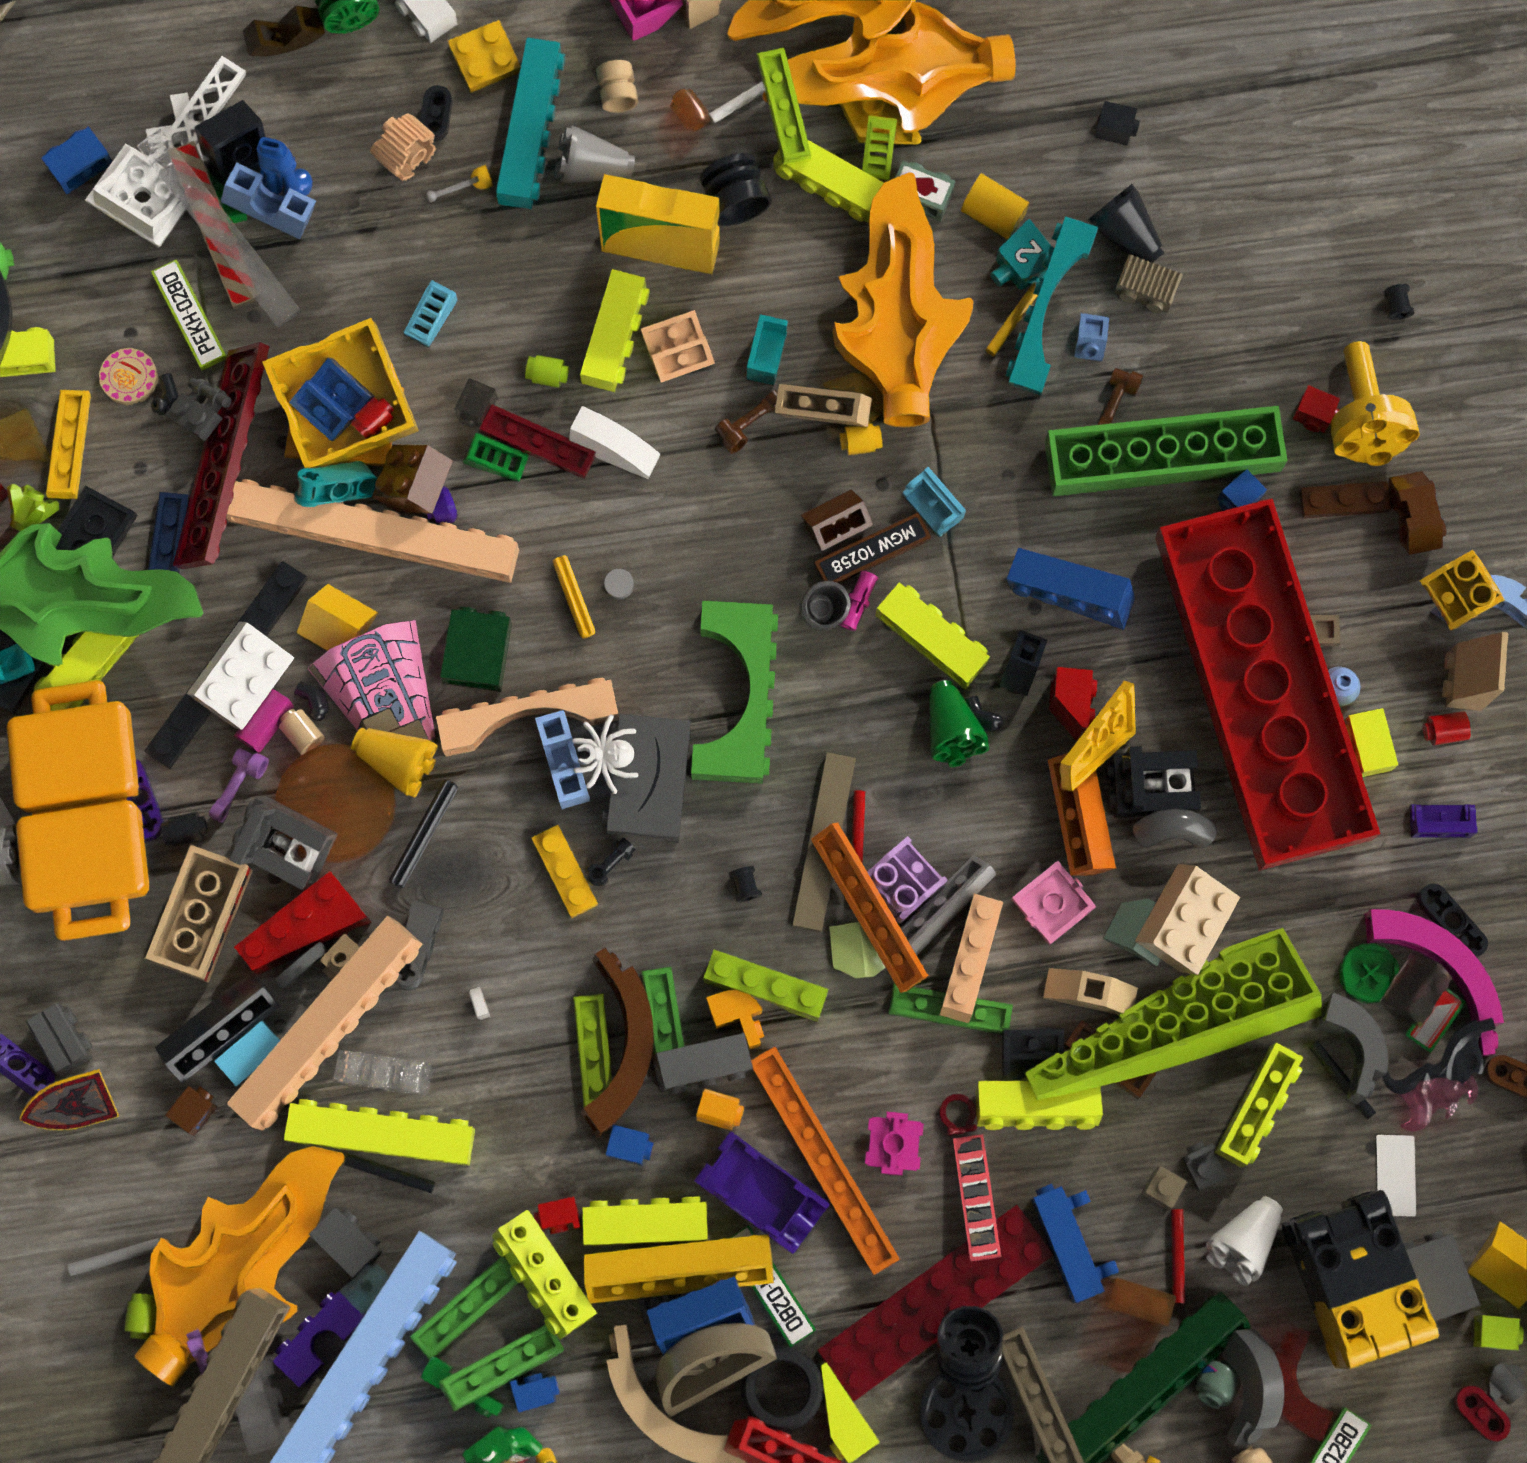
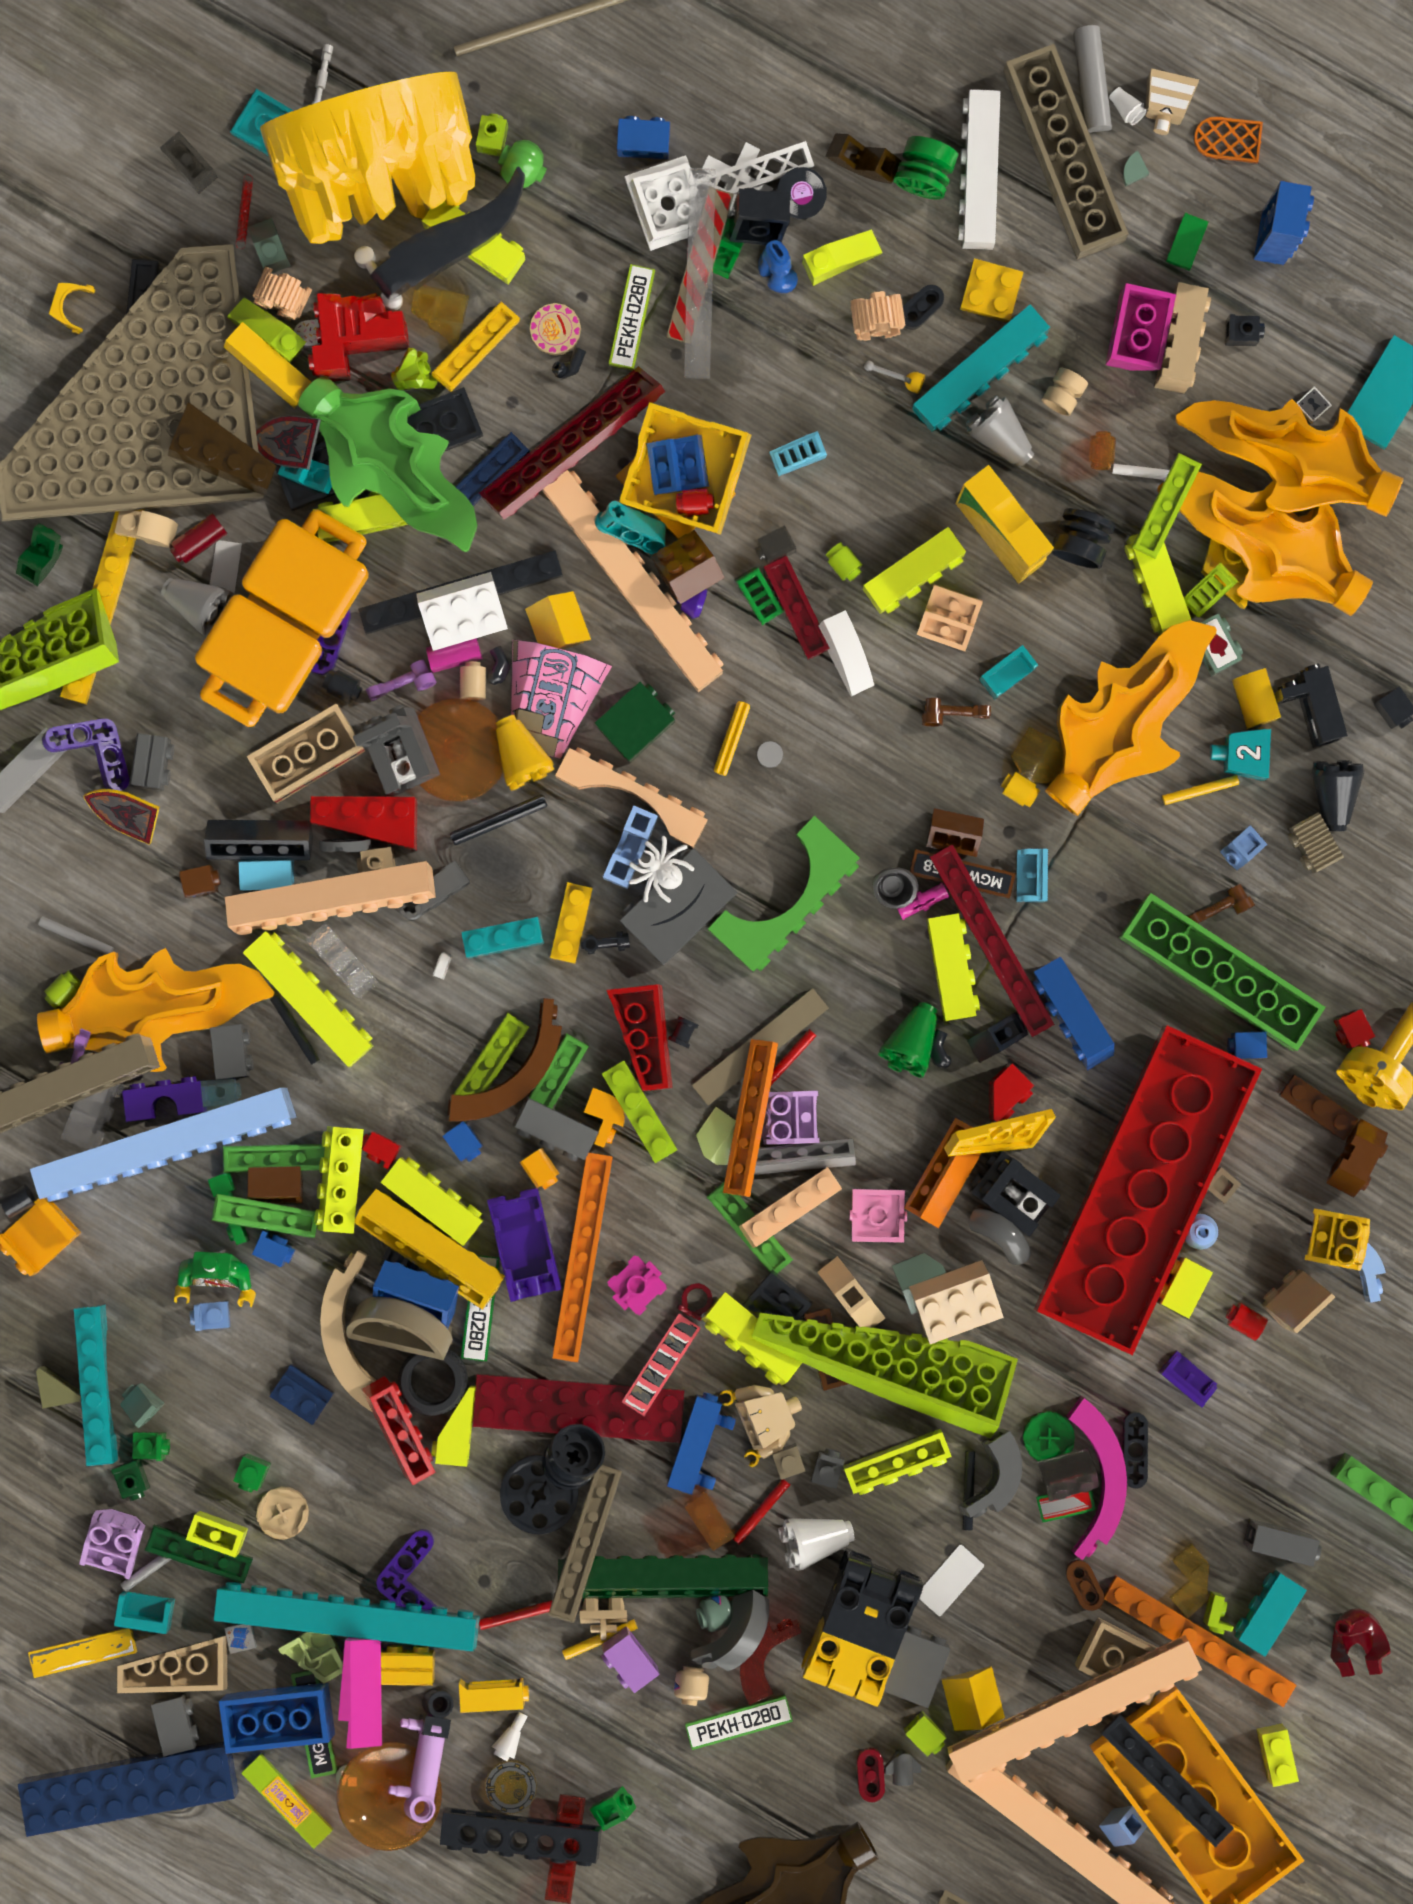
camera: 40 degrees right, 10 degrees up
(194, 416) = (575, 394): dark grey plate -> none
(247, 194) = (741, 266): medium blue arch -> none
(259, 94) = (806, 192): none -> black tile
(329, 127) = (840, 256): none -> neon yellow slope
(488, 1329) = (275, 1184): none -> reddish brown brick
(513, 932) = (502, 937): none -> teal brick
(706, 907) = (645, 1033): none -> red wedge
(823, 405) = (1011, 746): tan brick -> none
(947, 584) = (992, 940): none -> dark red plate
(1051, 168) = (1318, 704): none -> black brick
(1072, 244) = (1282, 774): teal arch -> none
(1110, 1166) = (765, 1418): none -> tan torso
(1445, 1082) = (1034, 1549): piece -> none

